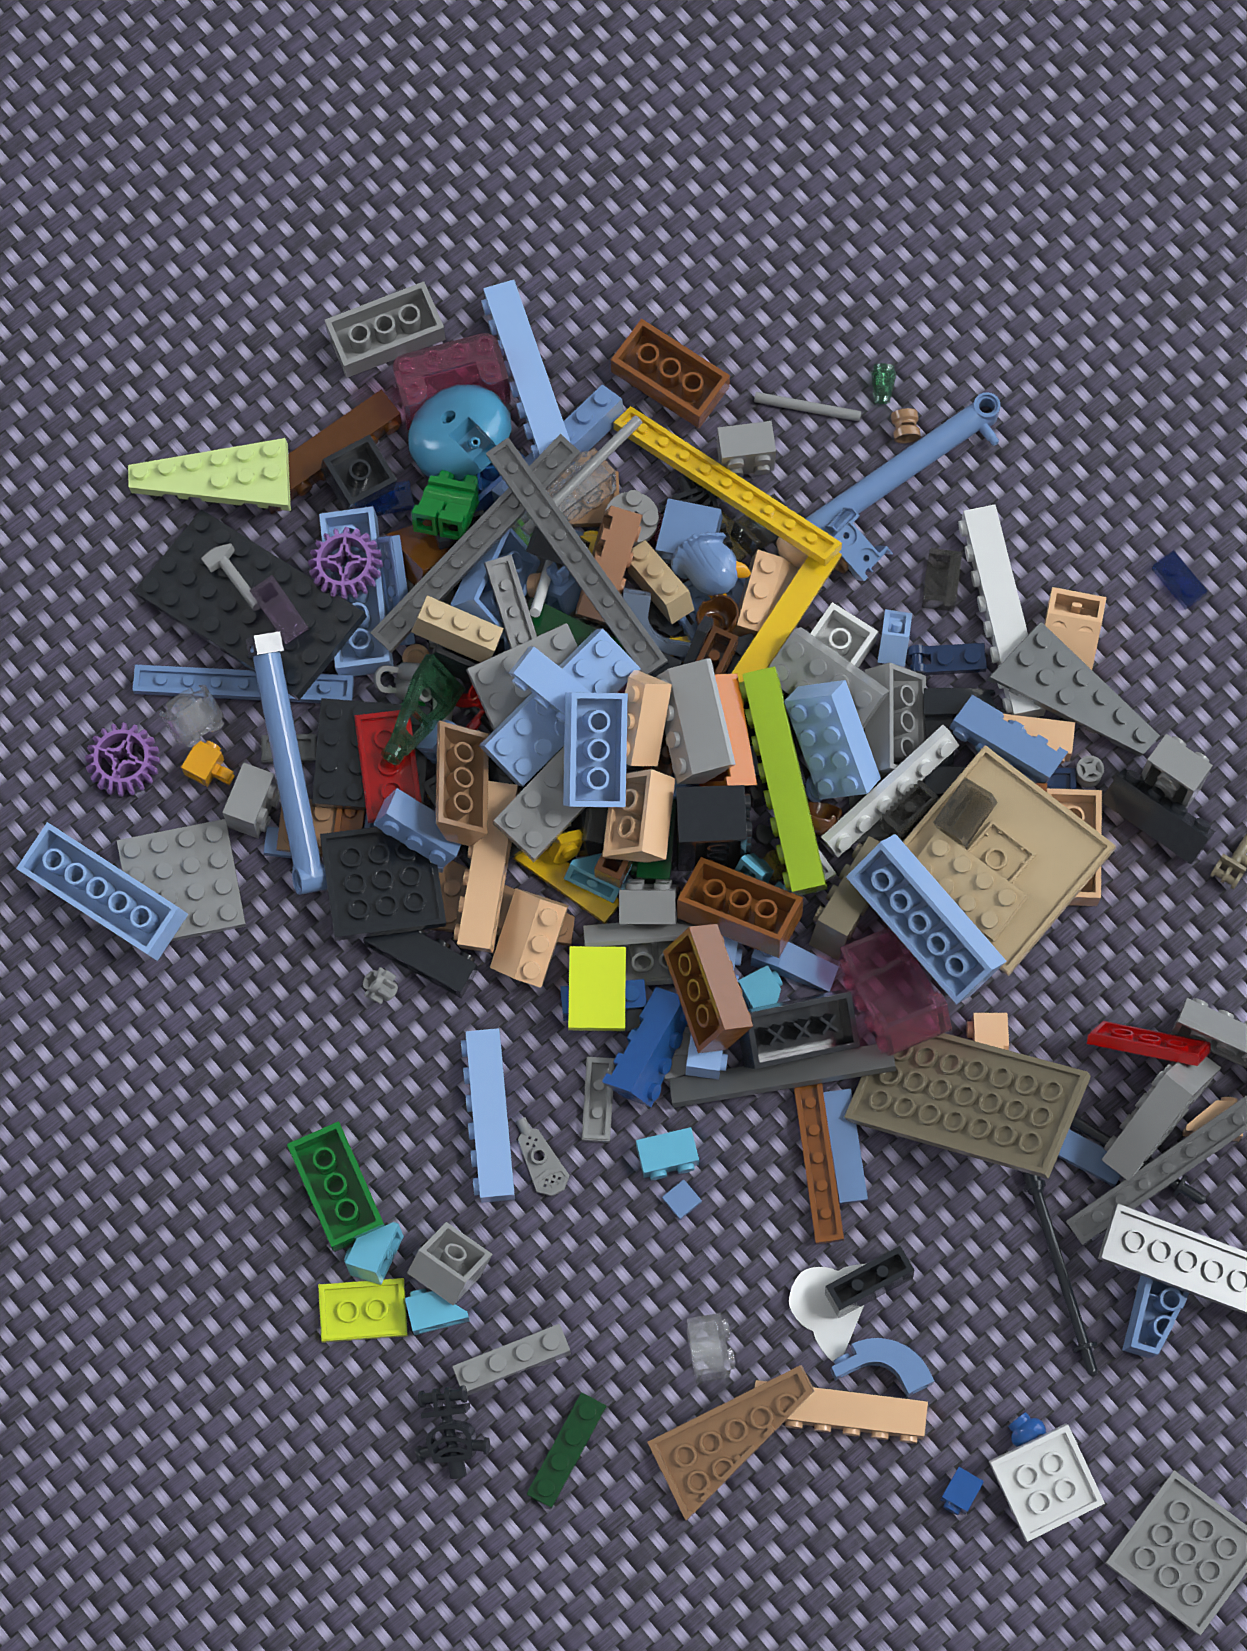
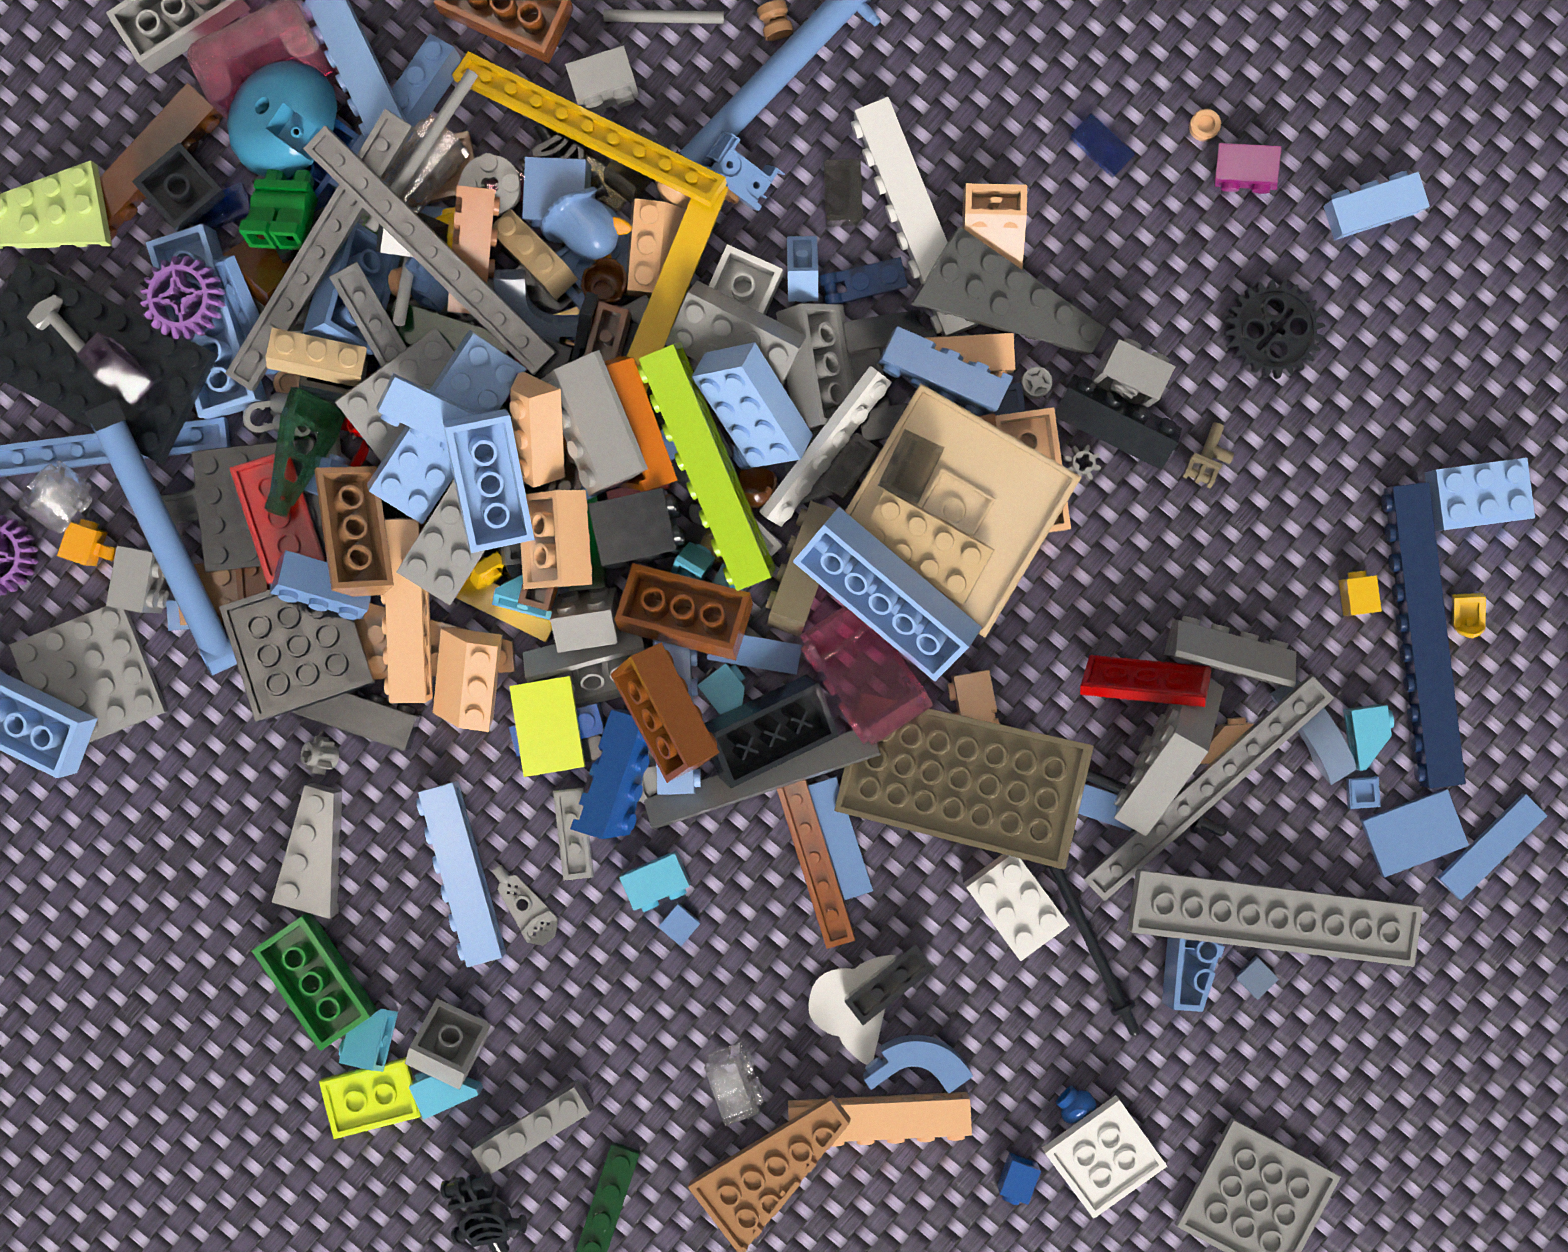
camera: 10 degrees left, 15 degrees up
(355, 1074) = (312, 856): none -> light grey wedge
(999, 1231) = (1016, 904): none -> white brick
(1128, 845) = (1089, 459): none -> light grey gear
(1215, 1343) = (1256, 977): none -> sand blue tile

